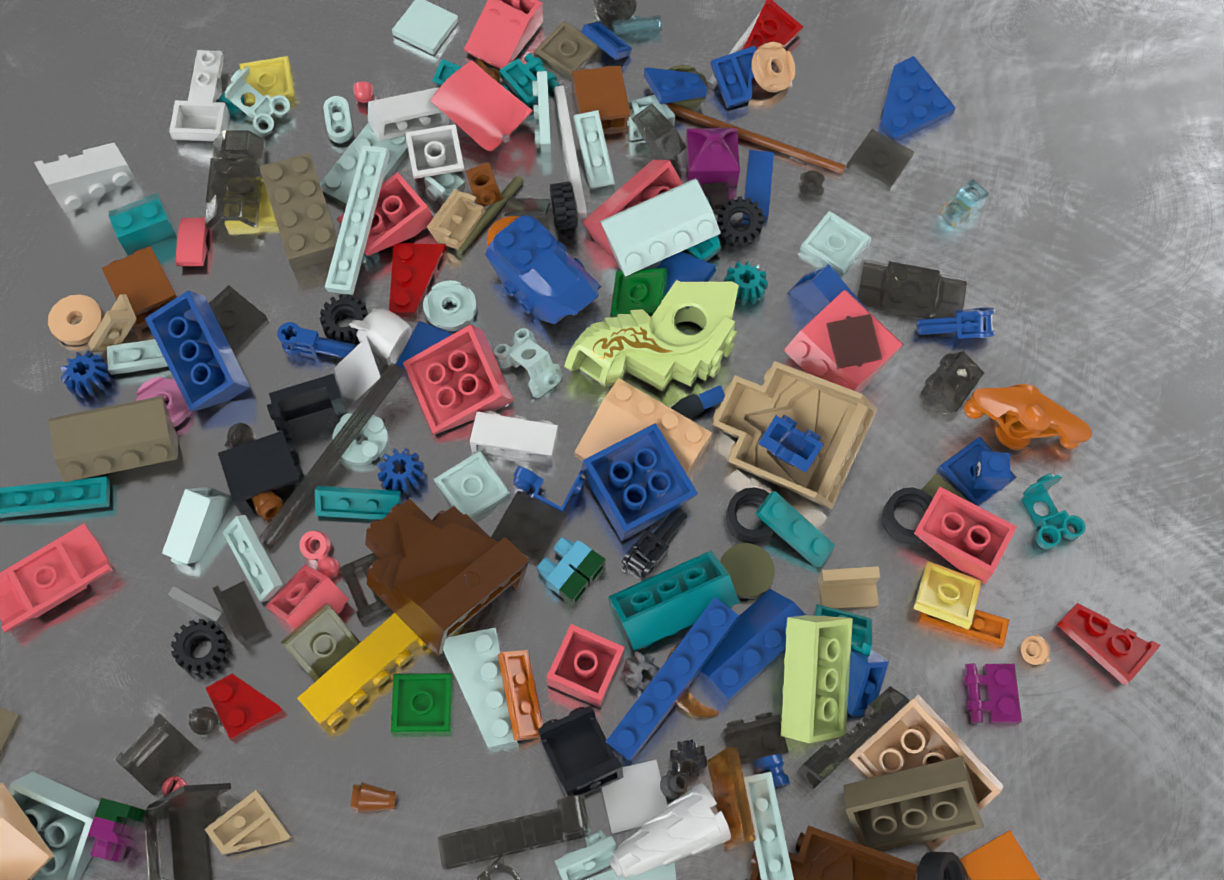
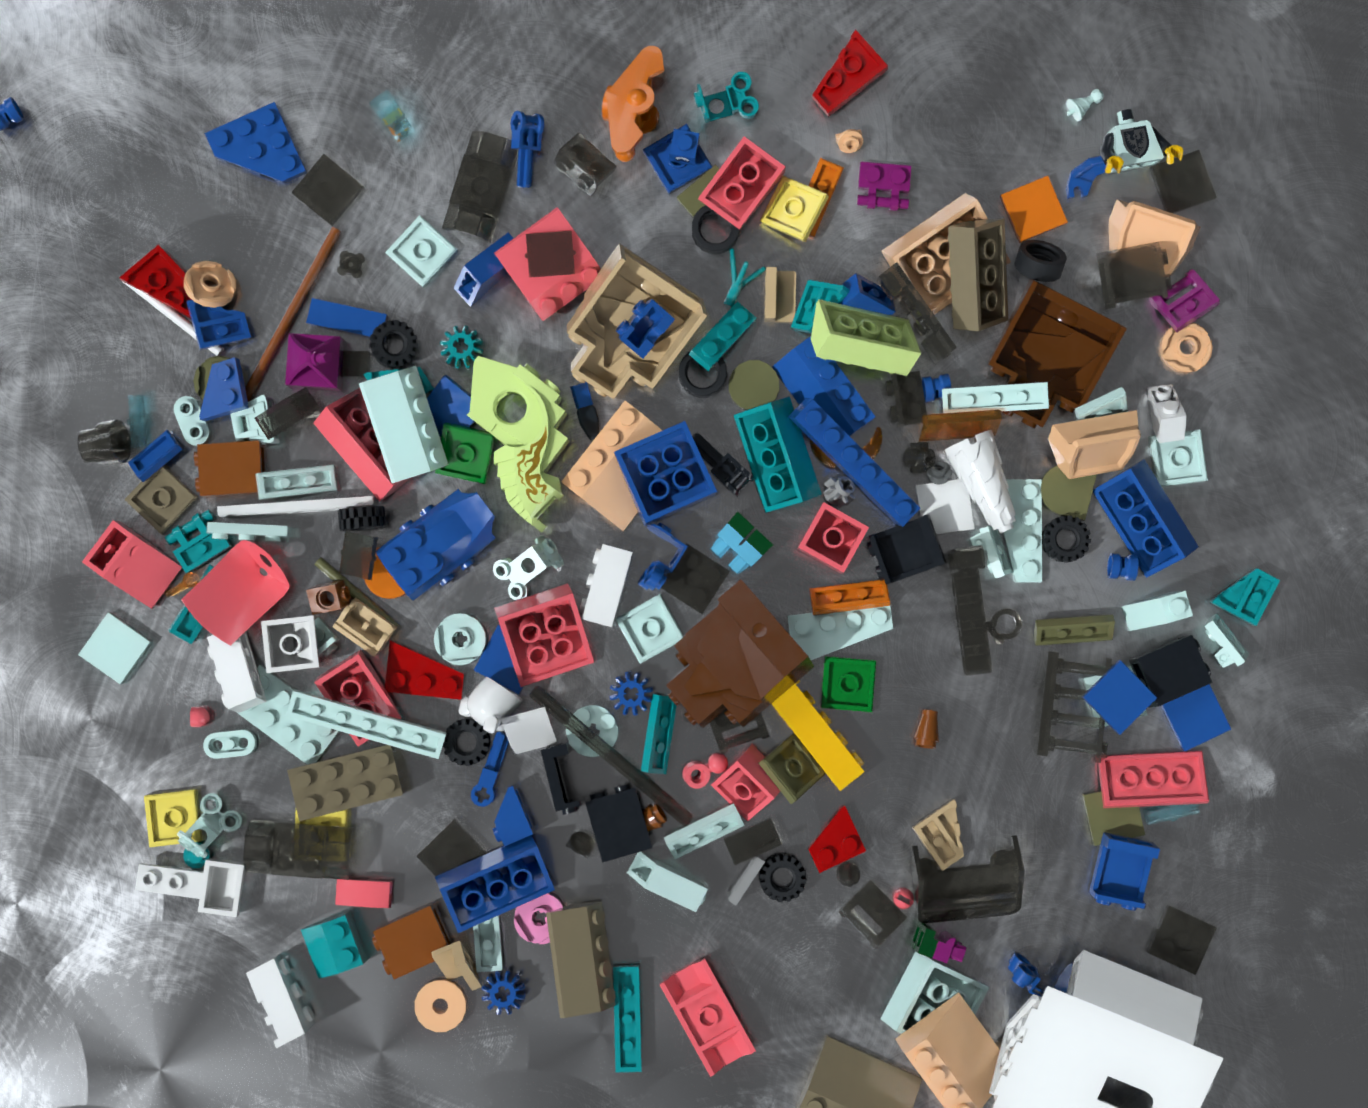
camera: 80 degrees left, 20 degrees up
(268, 367) = (512, 819): none -> blue slope
(636, 77) = (191, 420): none -> light aqua plate
(852, 543) = (738, 282): none -> teal plant

